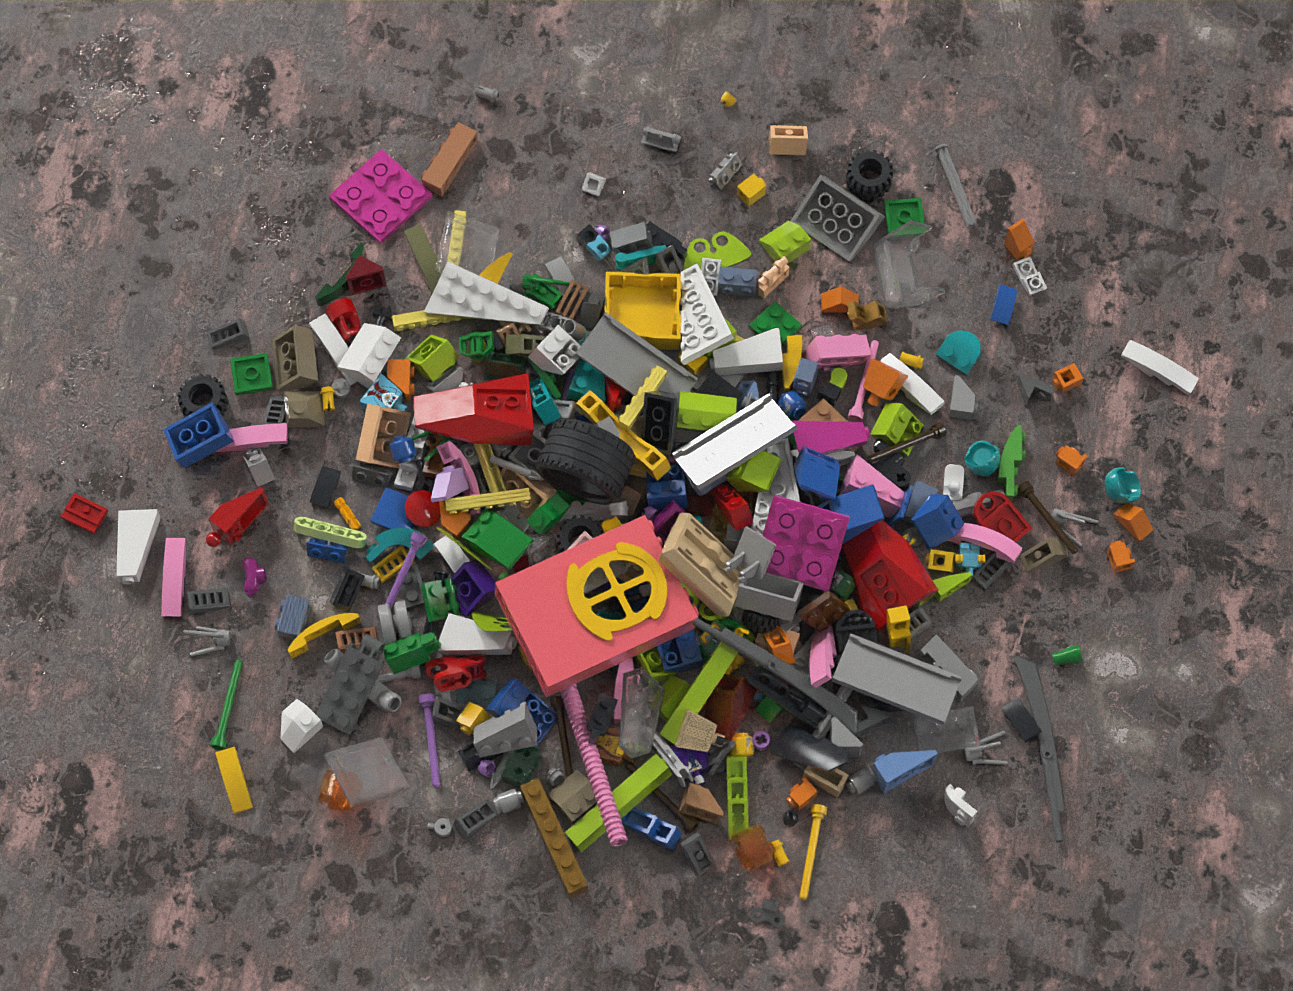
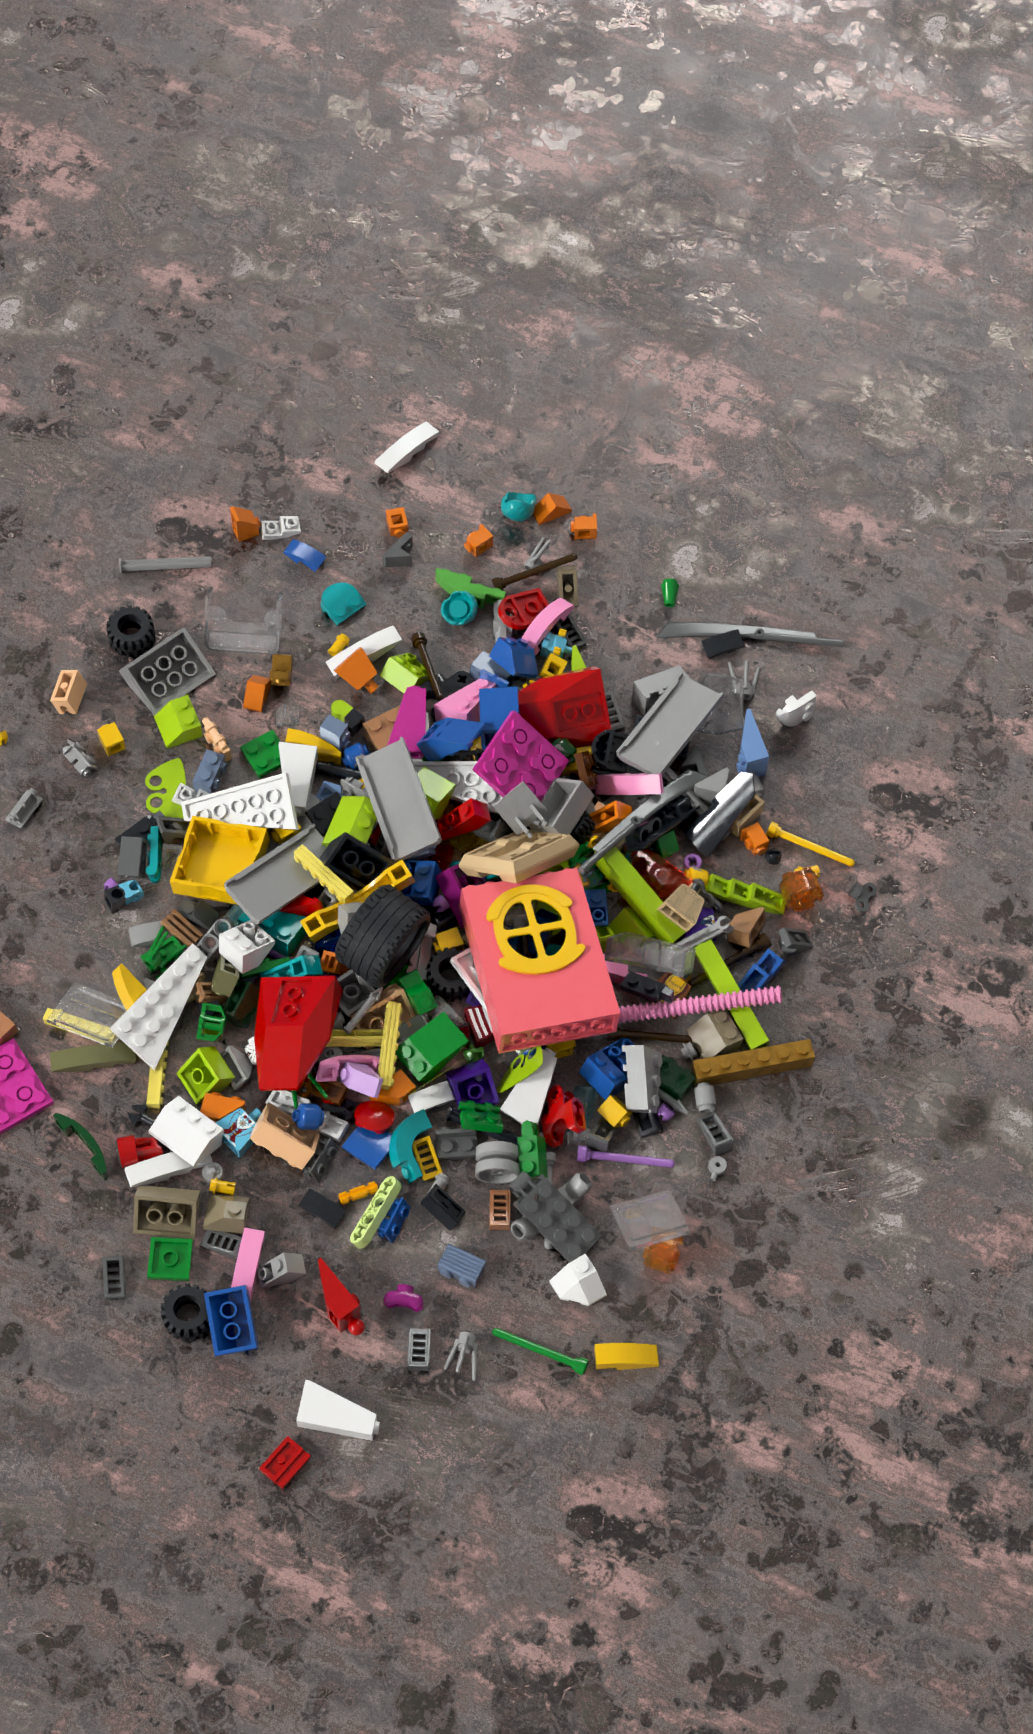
camera: 80 degrees left, 5 degrees down
(173, 576) = (384, 1378): bright pink slope -> none
(345, 620) = (492, 1262): yellow slope -> none
(365, 276) = (92, 1117): dark red slope -> none
(417, 541) = (417, 1120): medium lavender piece -> none
(593, 184) = (53, 882): white slope -> none
(838, 350) = (312, 702): bright pink wedge -> none
(856, 413) = (380, 704): bright pink piece -> none
(899, 628) = (619, 713): yellow slope -> none
(901, 211) = (185, 613): green plate -> none
(953, 482) = (474, 642): white piece -> none
(962, 400) = (392, 613): light grey slope -> none

